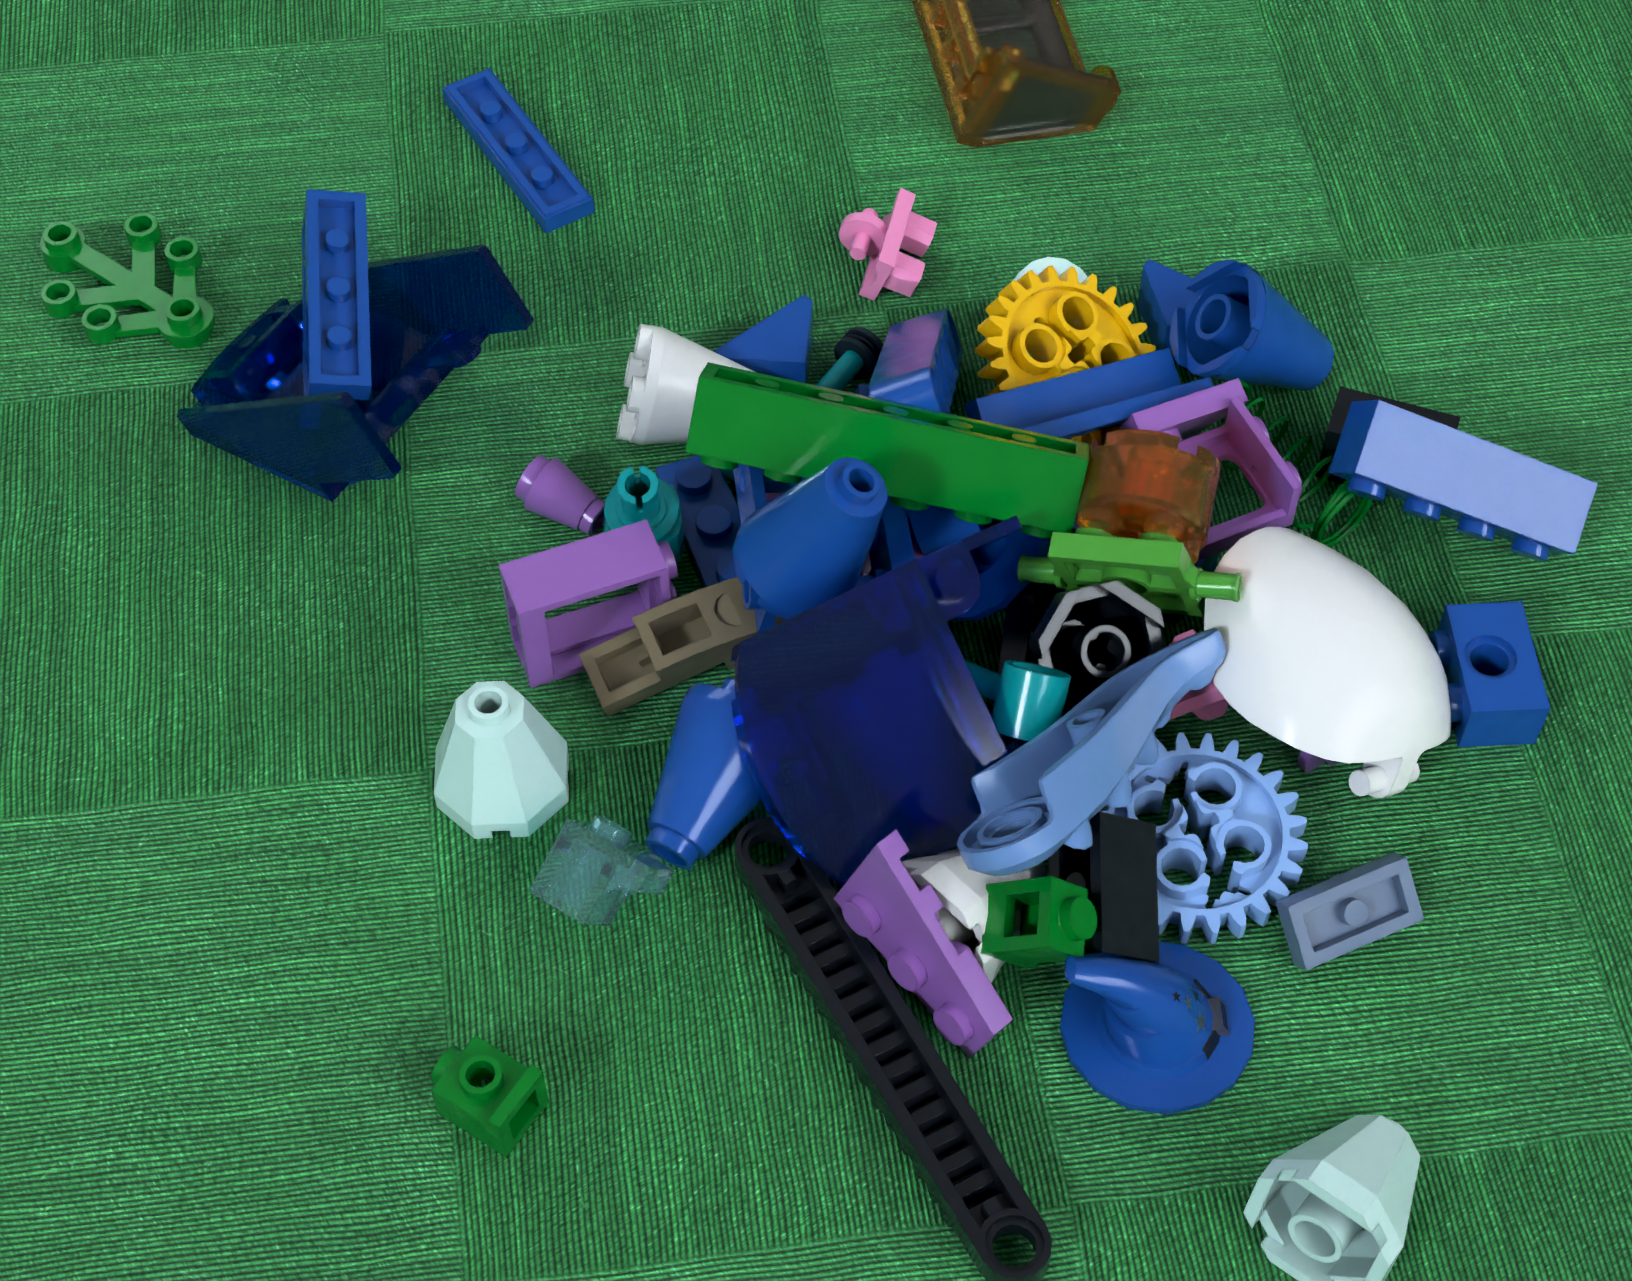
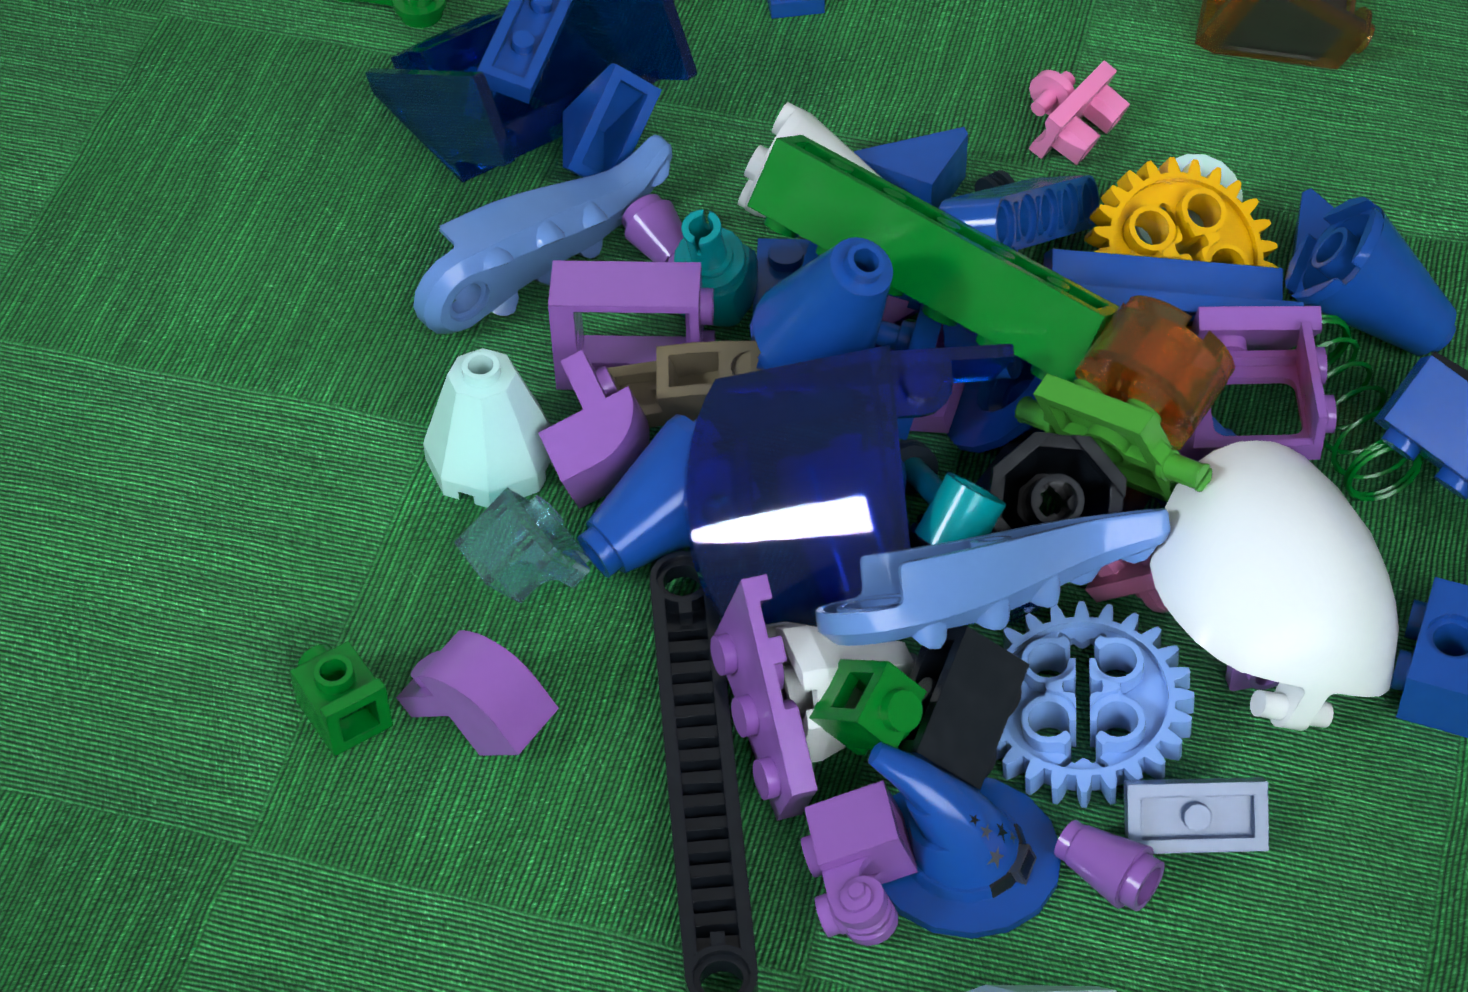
camera: 25 degrees right, 5 degrees down
(438, 539) = (520, 236): none -> medium blue animal
(453, 398) = (606, 121): none -> blue slope
(622, 733) = (601, 440): none -> medium lavender brick
(635, 1036) = (482, 691): none -> medium lavender brick
(1070, 1058) = (856, 847): none -> medium lavender brick
(1299, 987) = (1111, 864): none -> medium lavender cone

